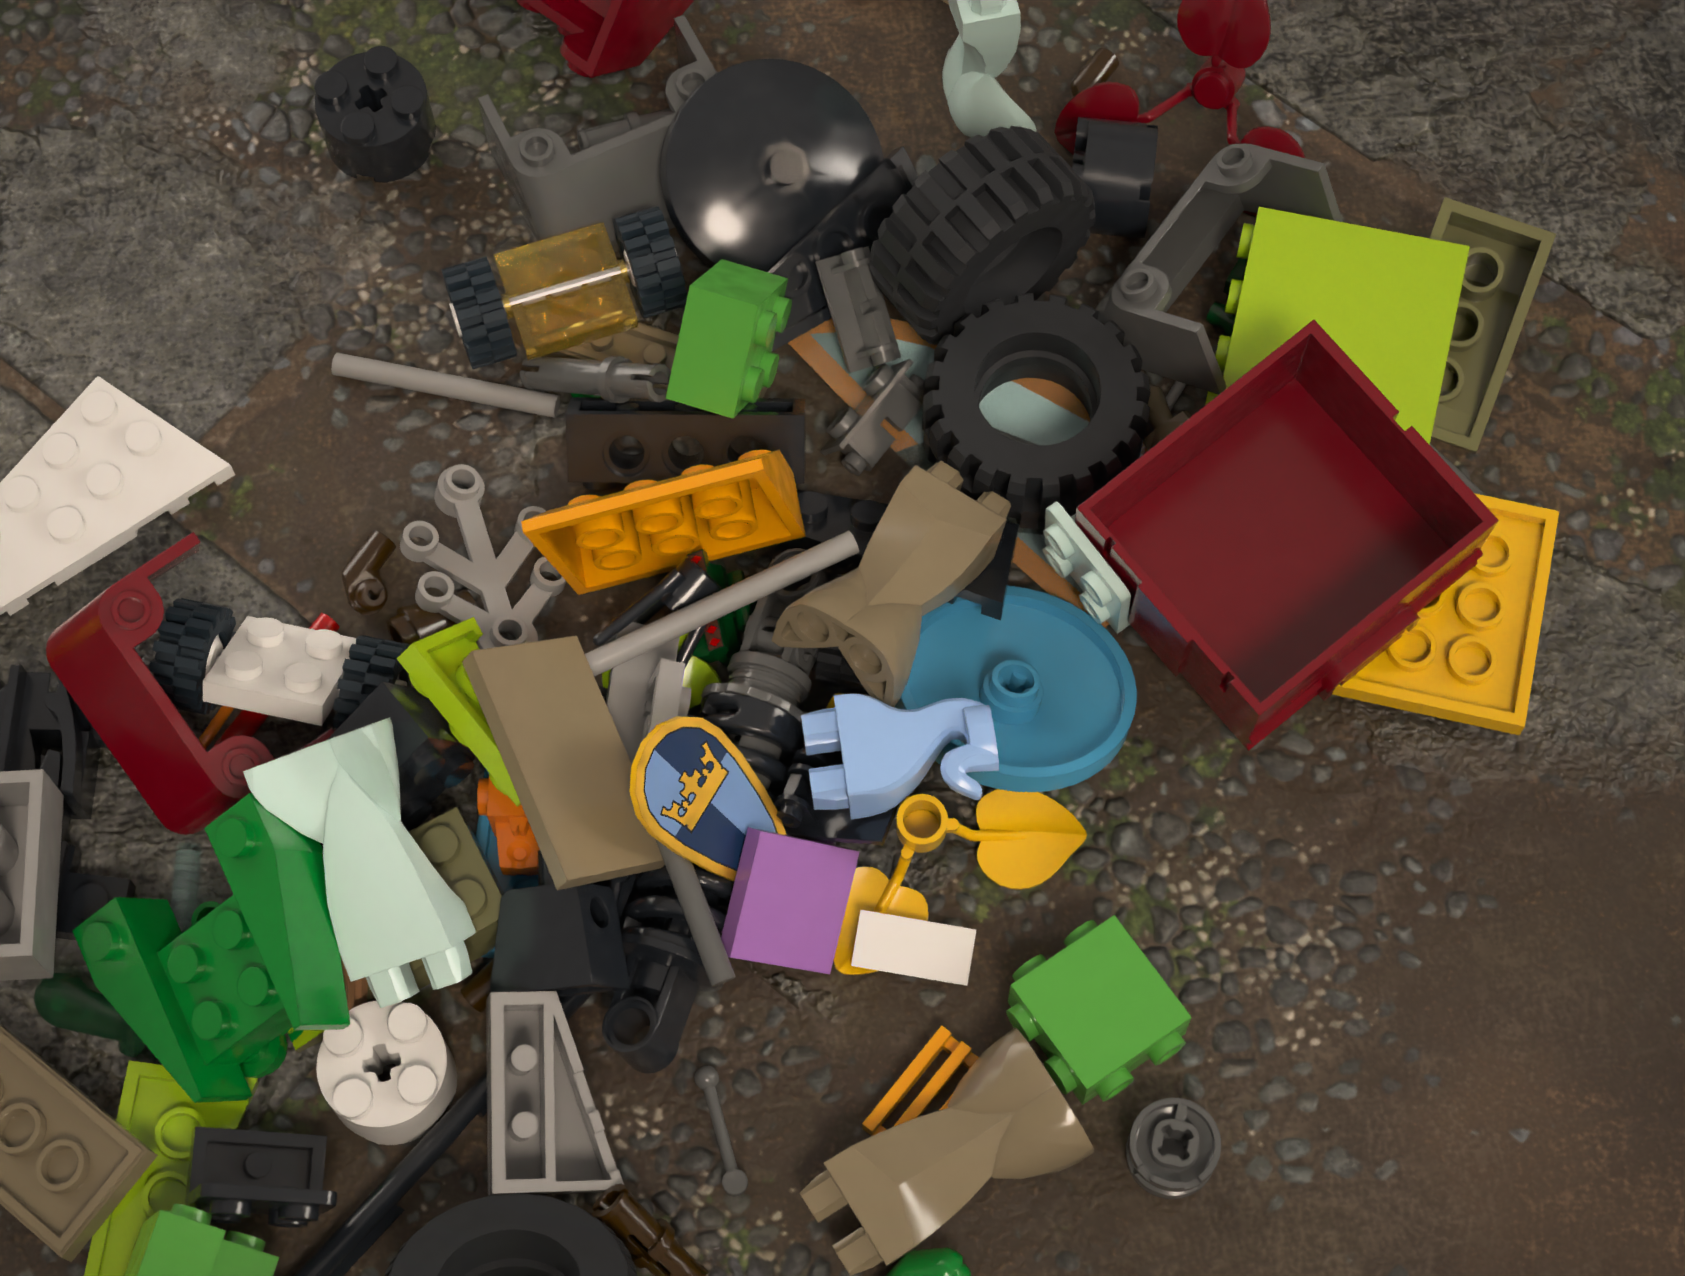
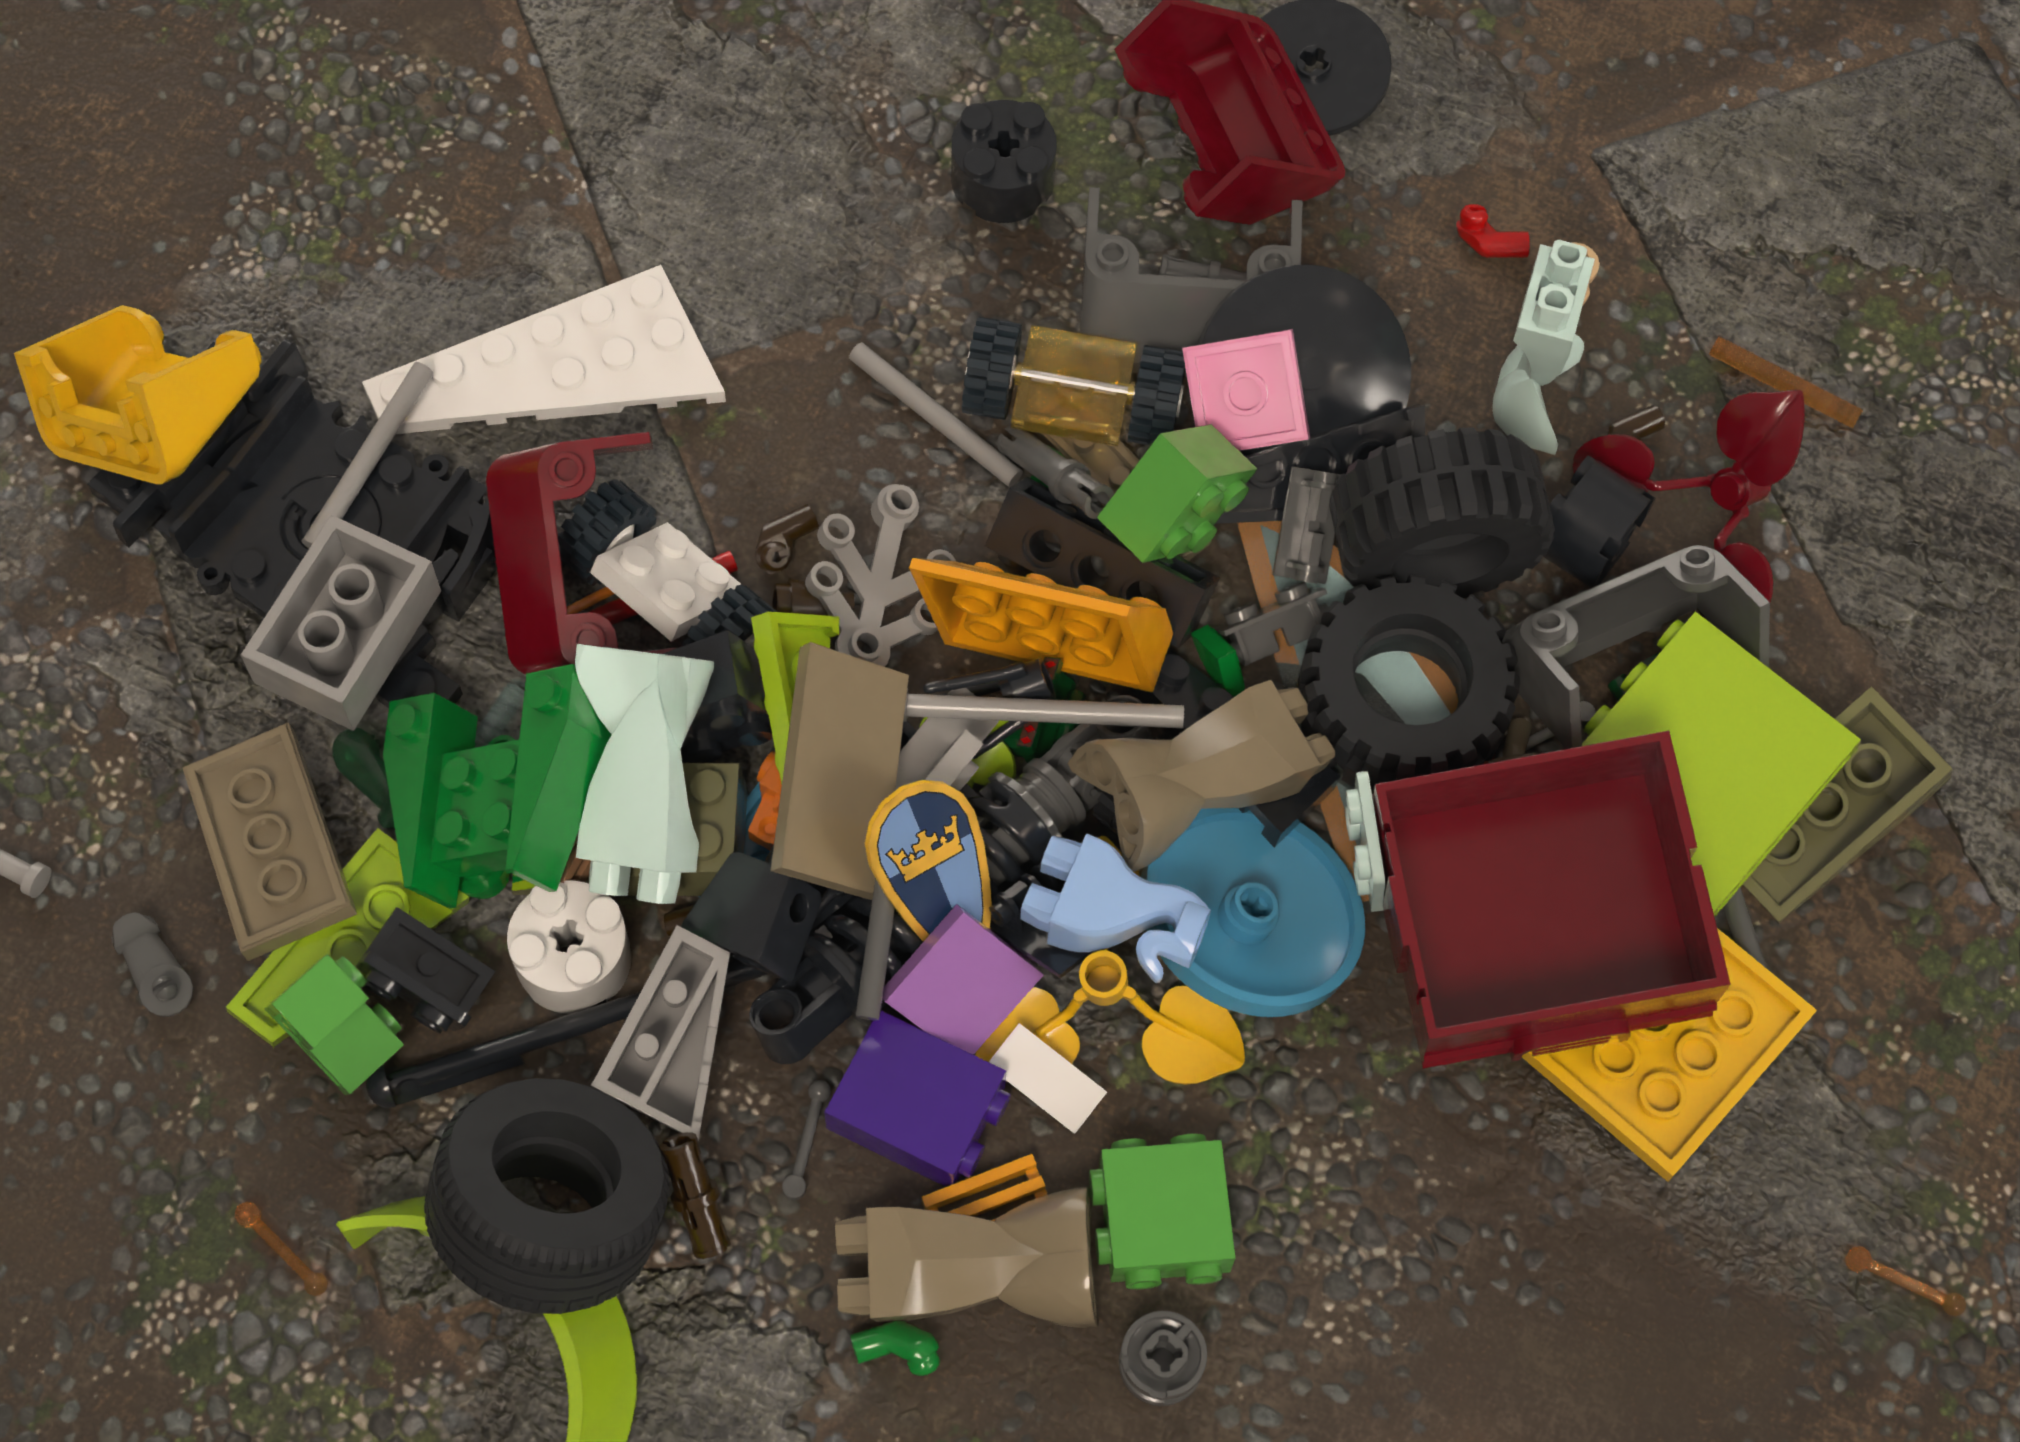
camera: 25 degrees right, 0 degrees up
(736, 209) = (1248, 389): none -> bright pink tile
(808, 1035) = (918, 1100): none -> dark purple brick
(845, 475) = (1219, 659): none -> green tile

